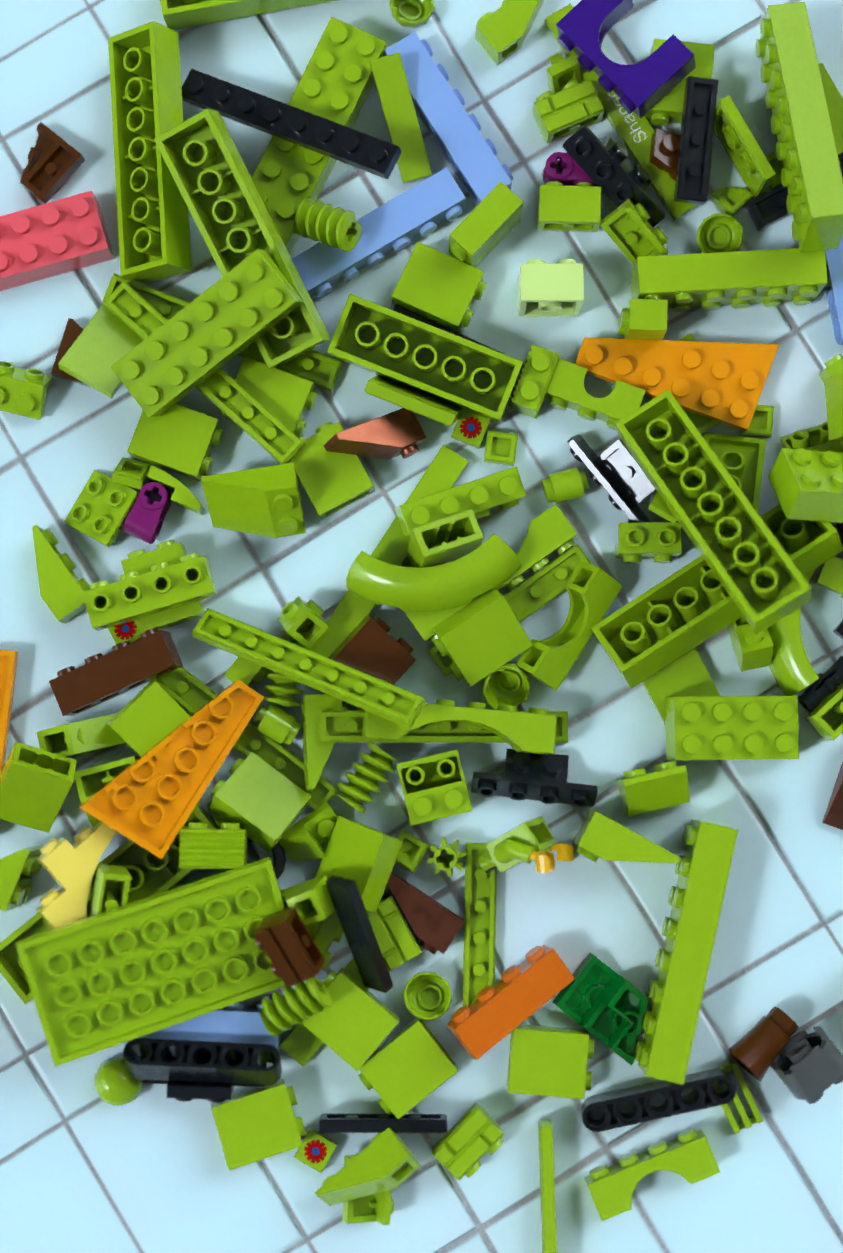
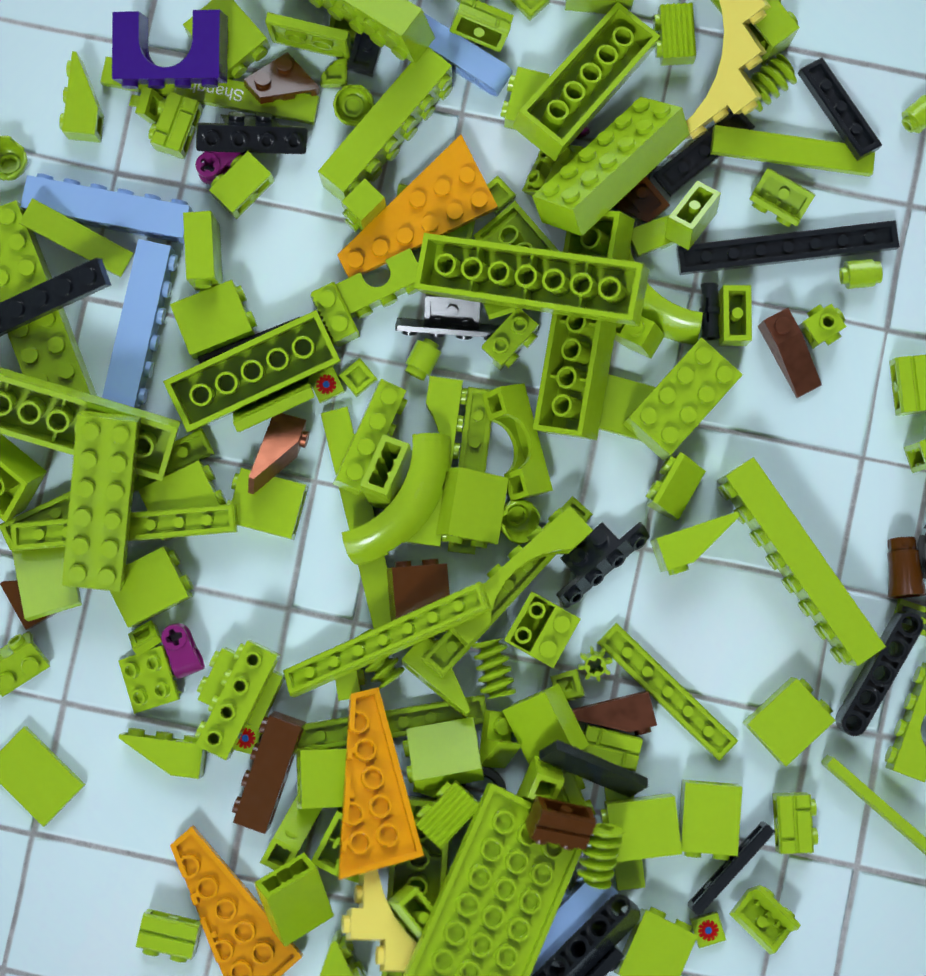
camera: 50 degrees left, 0 degrees up
(182, 495) = (191, 618): lime slope -> none
(256, 501) = (242, 571): lime slope -> none
(277, 724) = (403, 695): lime brick -> none
(303, 622) = (352, 615): lime brick -> none
(327, 224) = (102, 353): lime piece -> none
(373, 1170) = (757, 900): lime slope -> none
(427, 996) = (674, 761): lime hair -> none
(510, 1000) = (727, 709): orange brick -> none
(523, 844) = (635, 606): lime torso -> none
(550, 288) = (284, 246): yellowish green brick -> none
(605, 1006) = (786, 650): green slope -> none
(633, 233) = (298, 158): lime bracket -> none
(696, 140) = (276, 61): black tile -> none

